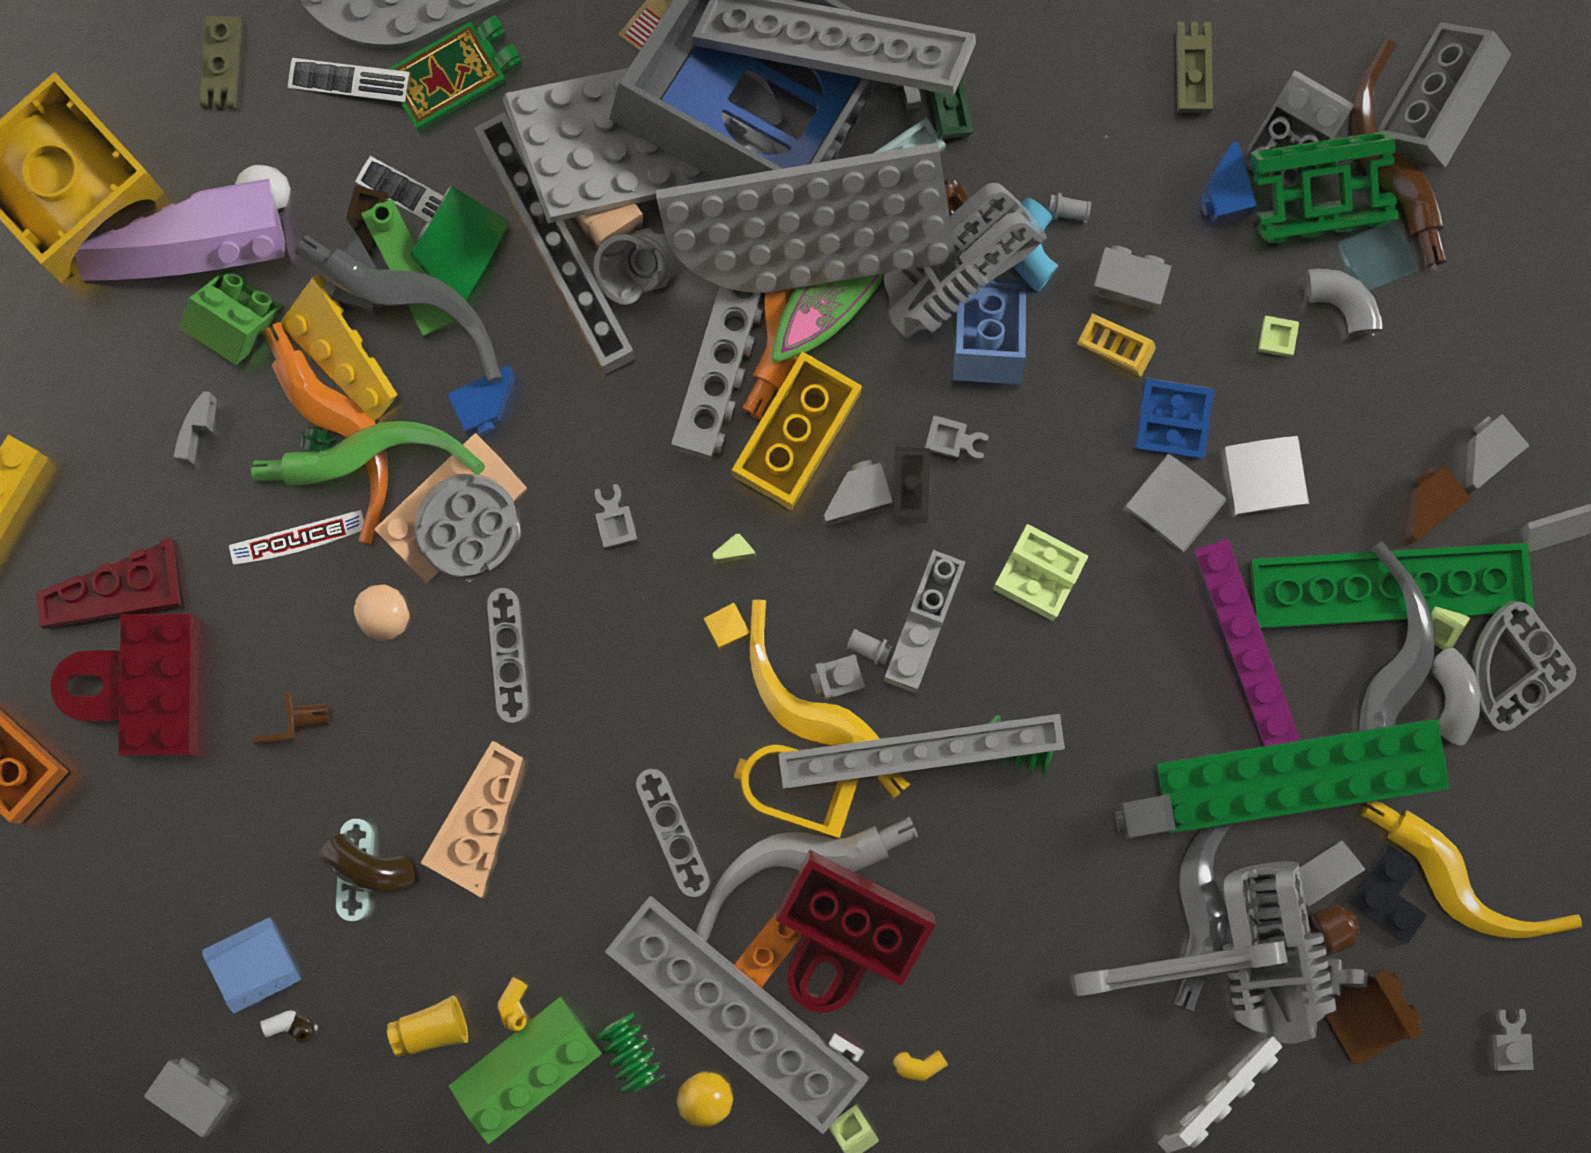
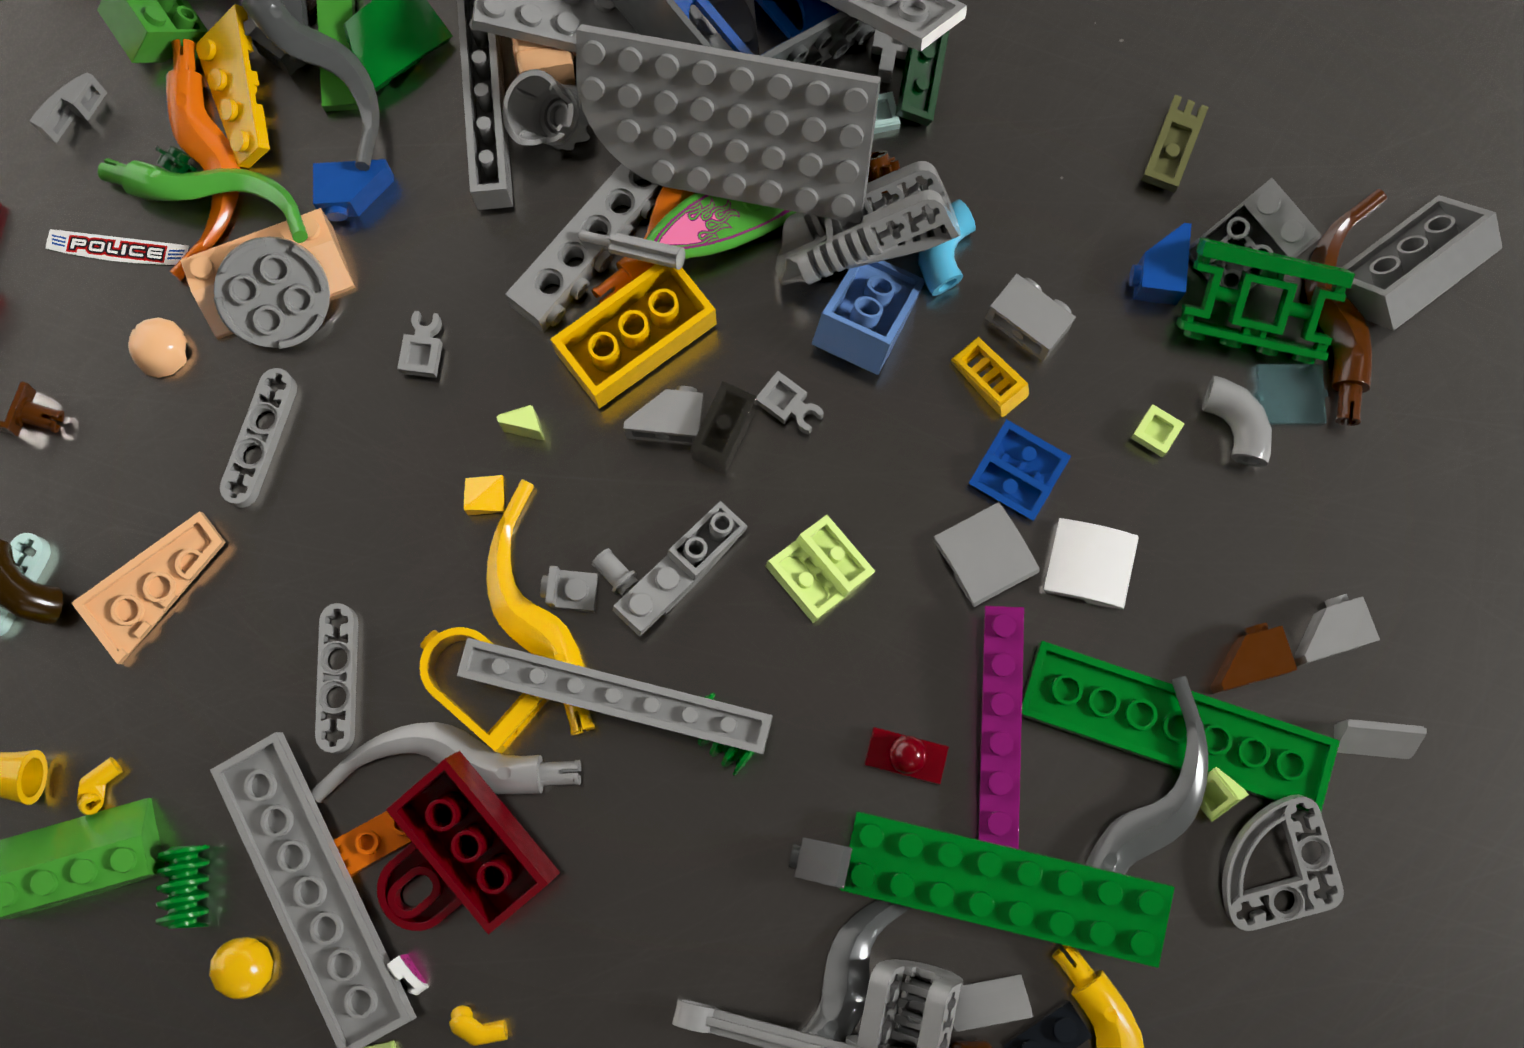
camera: 25 degrees right, 5 degrees down
(772, 359) = (638, 248): none -> light grey axle
(1068, 208) = (996, 227): light grey pin -> none
(1177, 701) = (906, 756): none -> dark red tile
(1461, 695) = (1208, 873): light grey cylinder -> none

